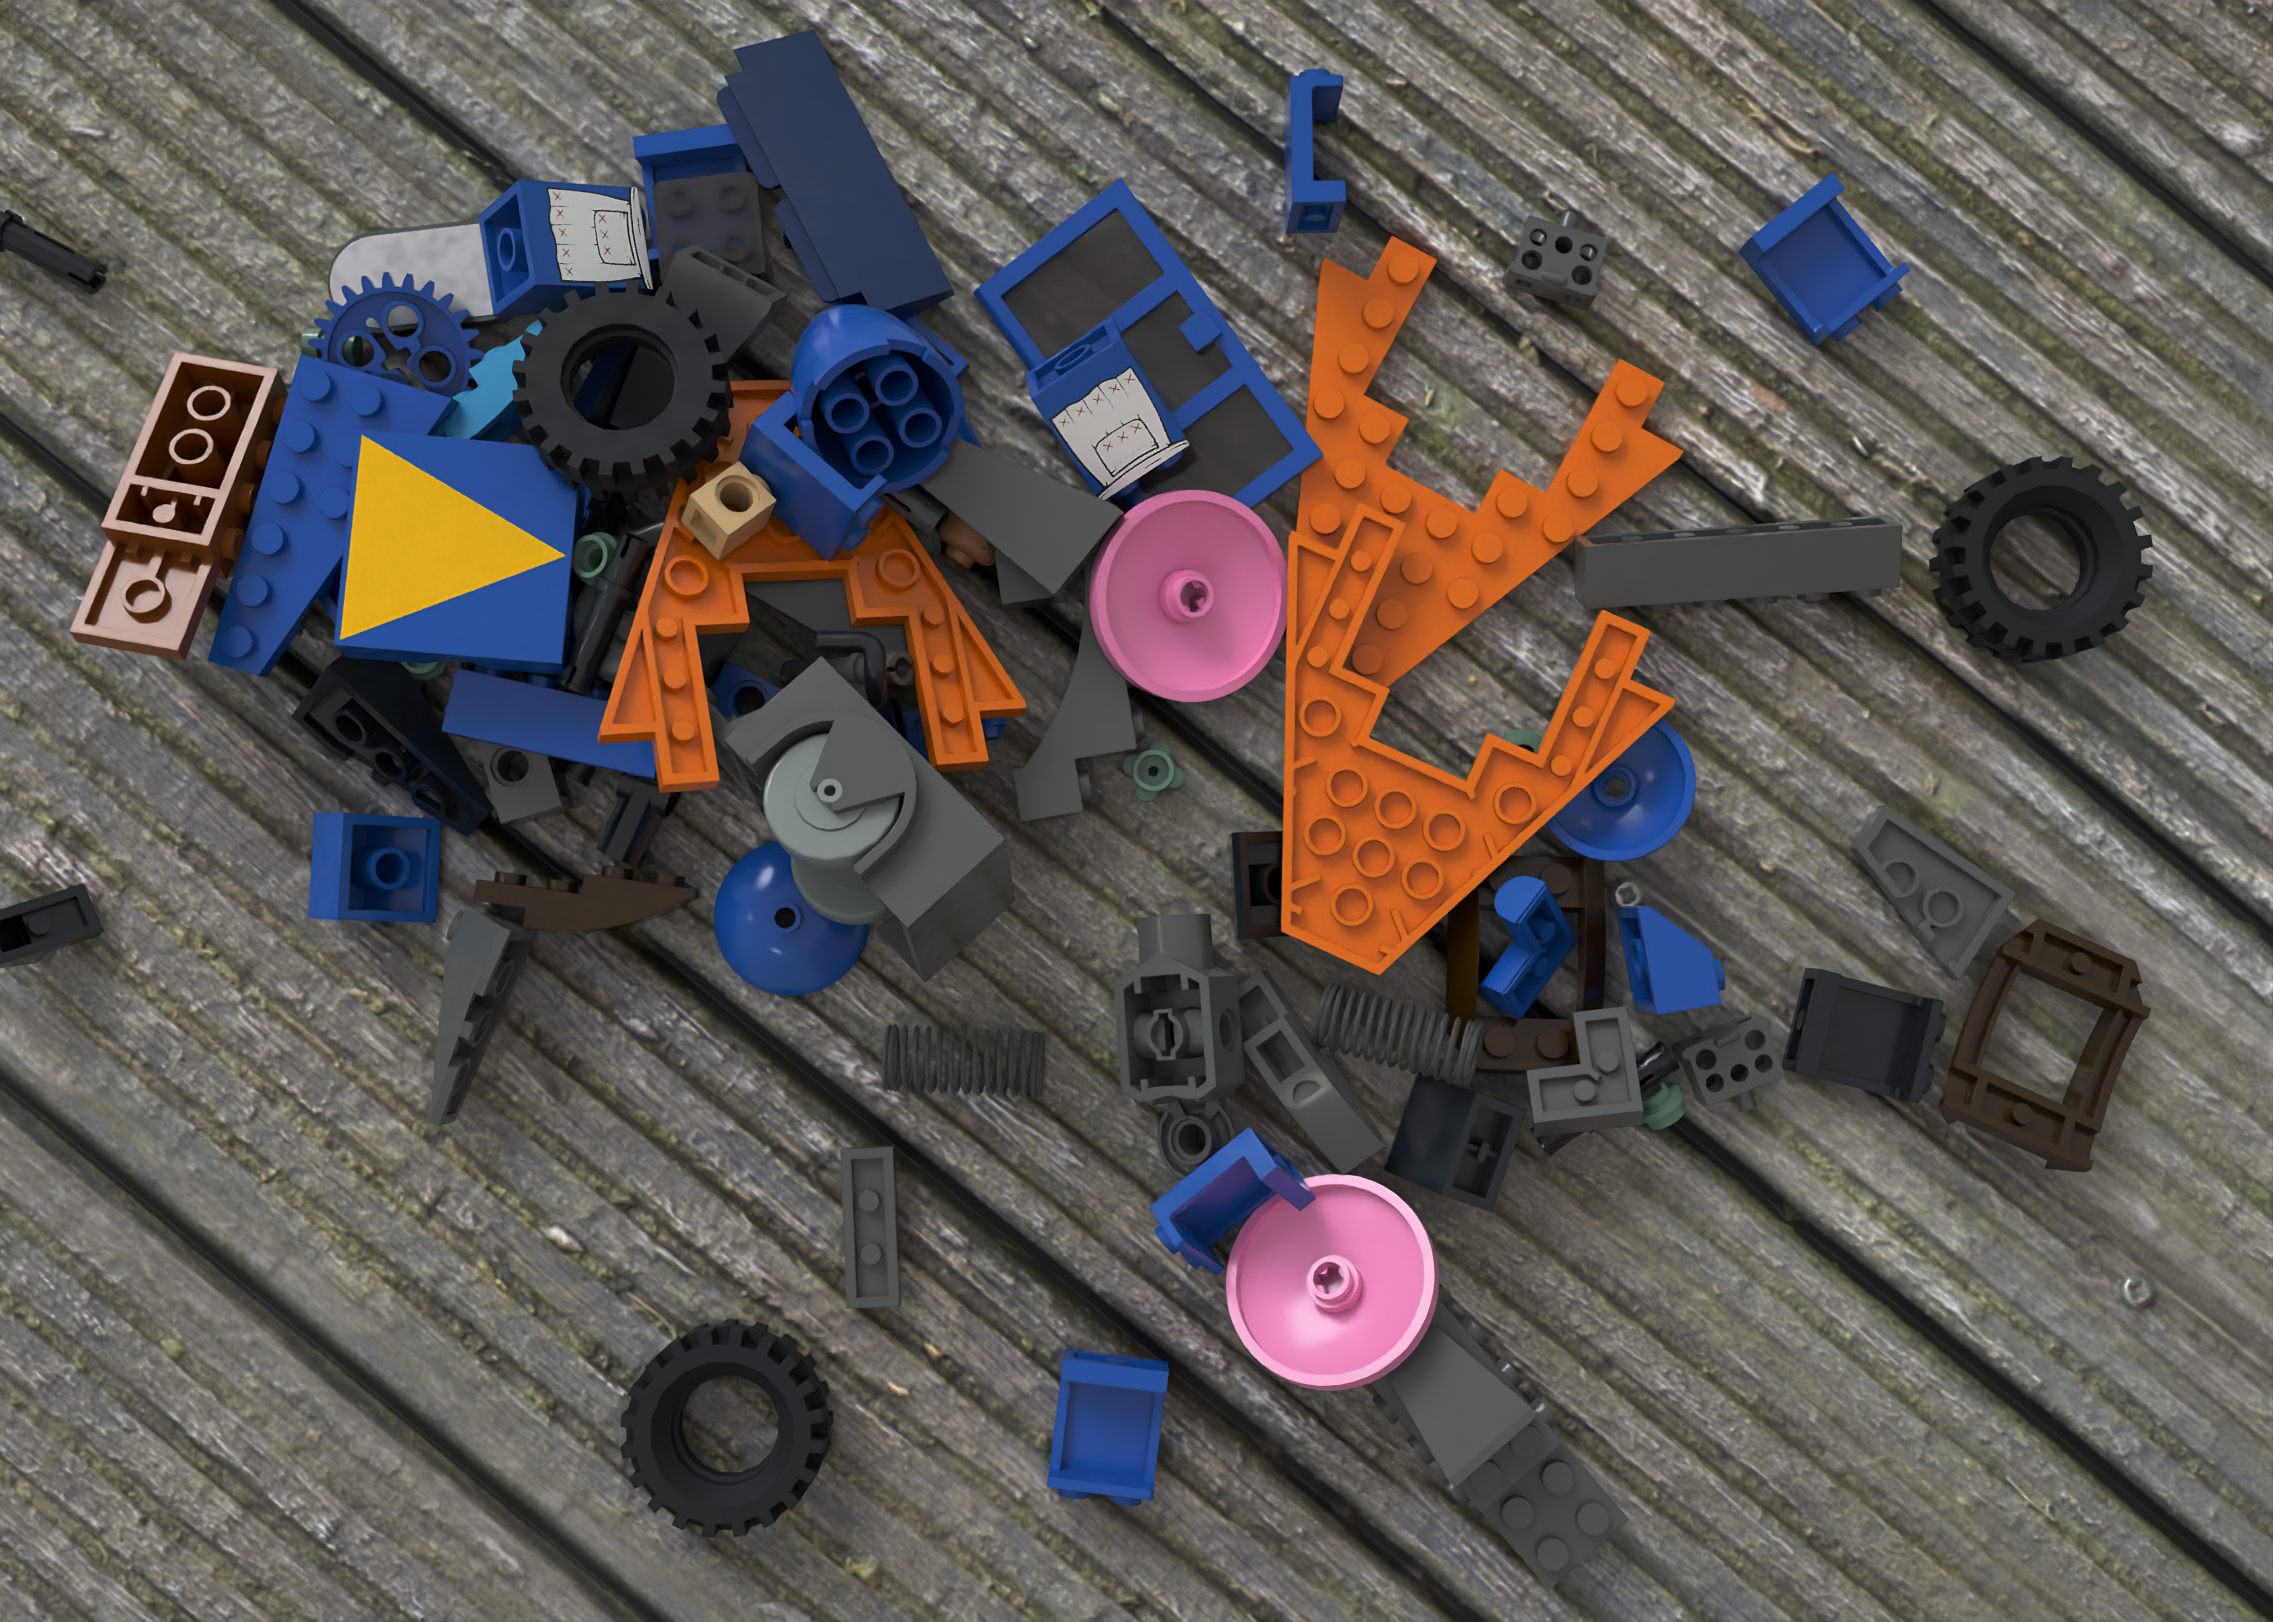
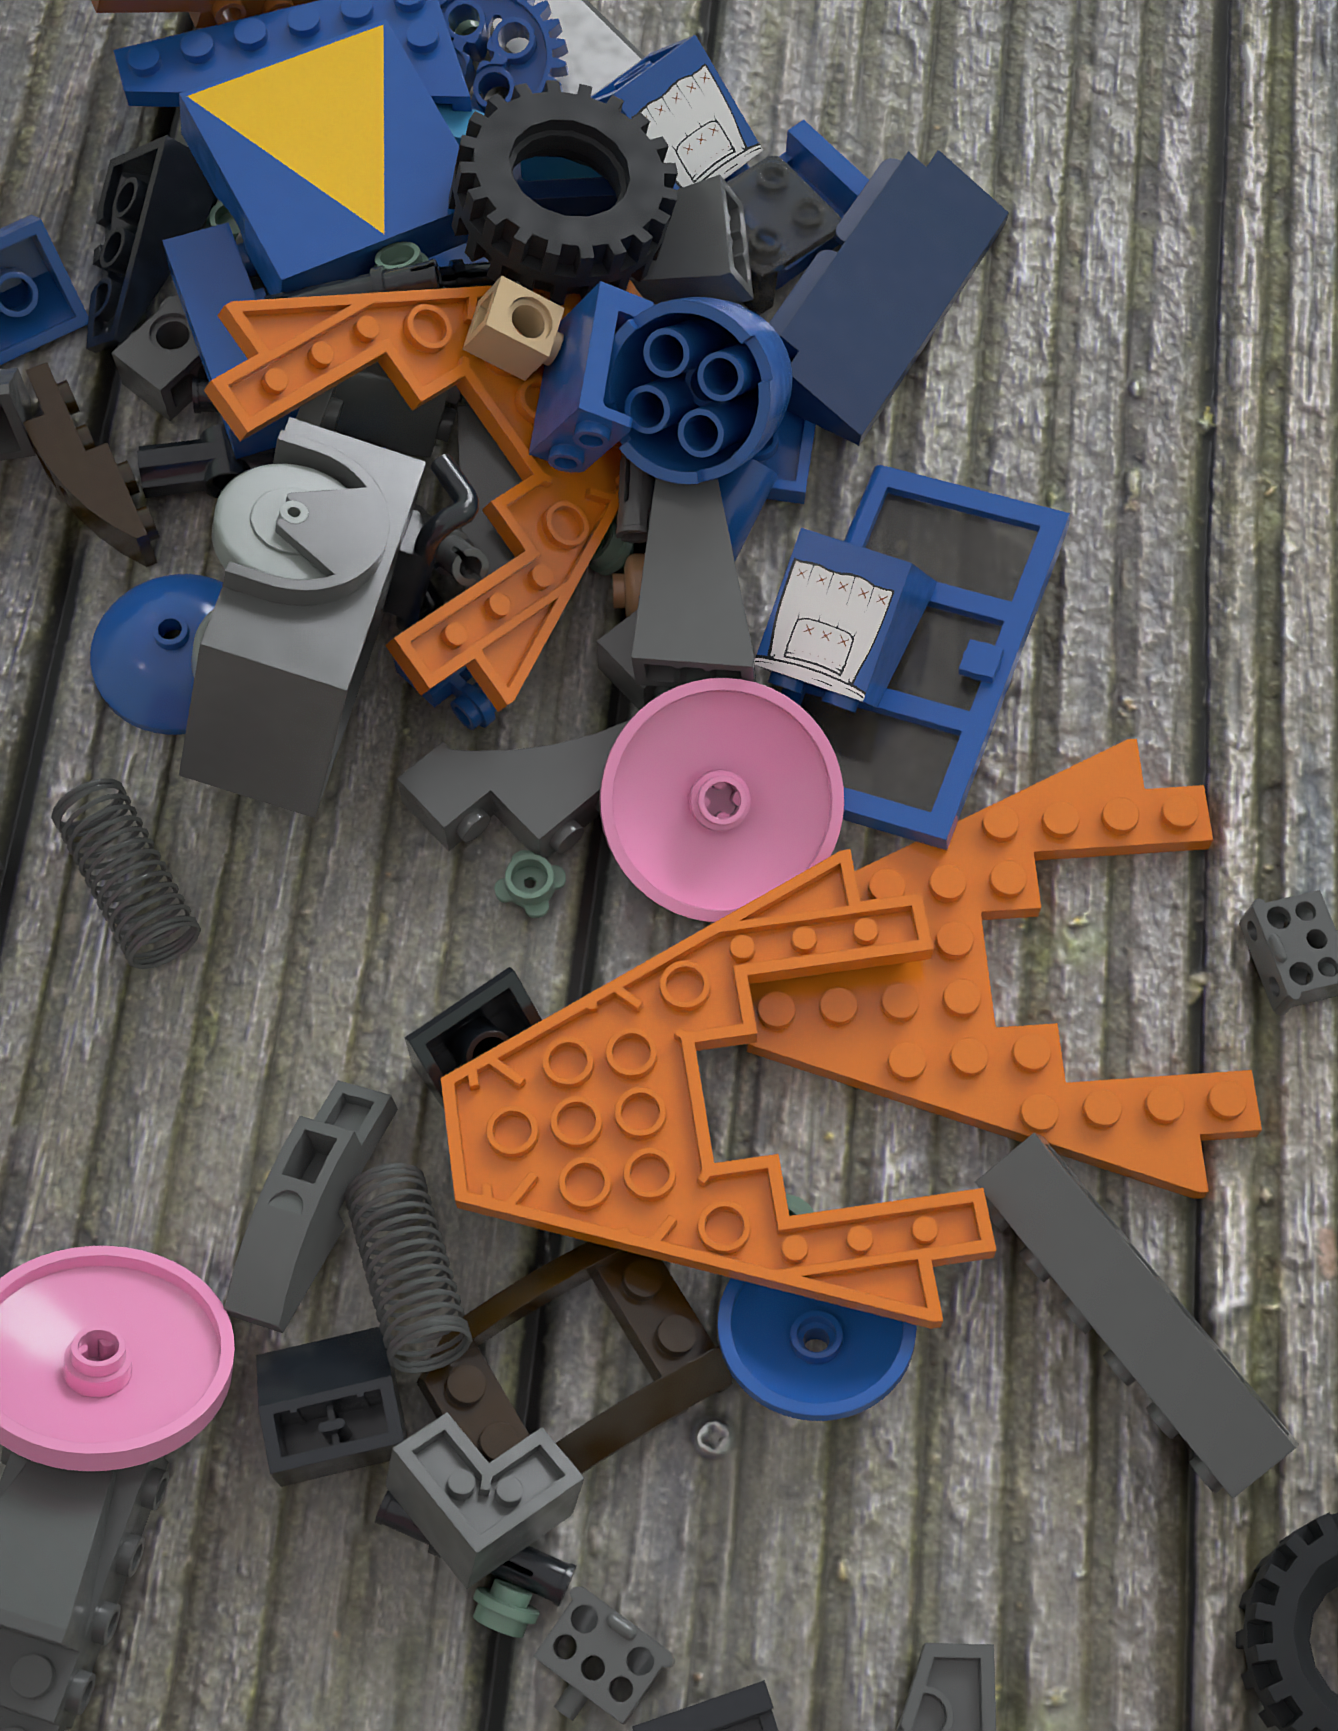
camera: 55 degrees right, 20 degrees down
(1181, 1037) = (269, 1057): dark grey brick -> none
(1225, 1194) = (127, 1193): blue panel -> none
(1309, 203) = (1256, 623): blue panel -> none
(1538, 945) = (590, 1362): blue brick -> none
(1666, 964) = (656, 1503): blue slope -> none

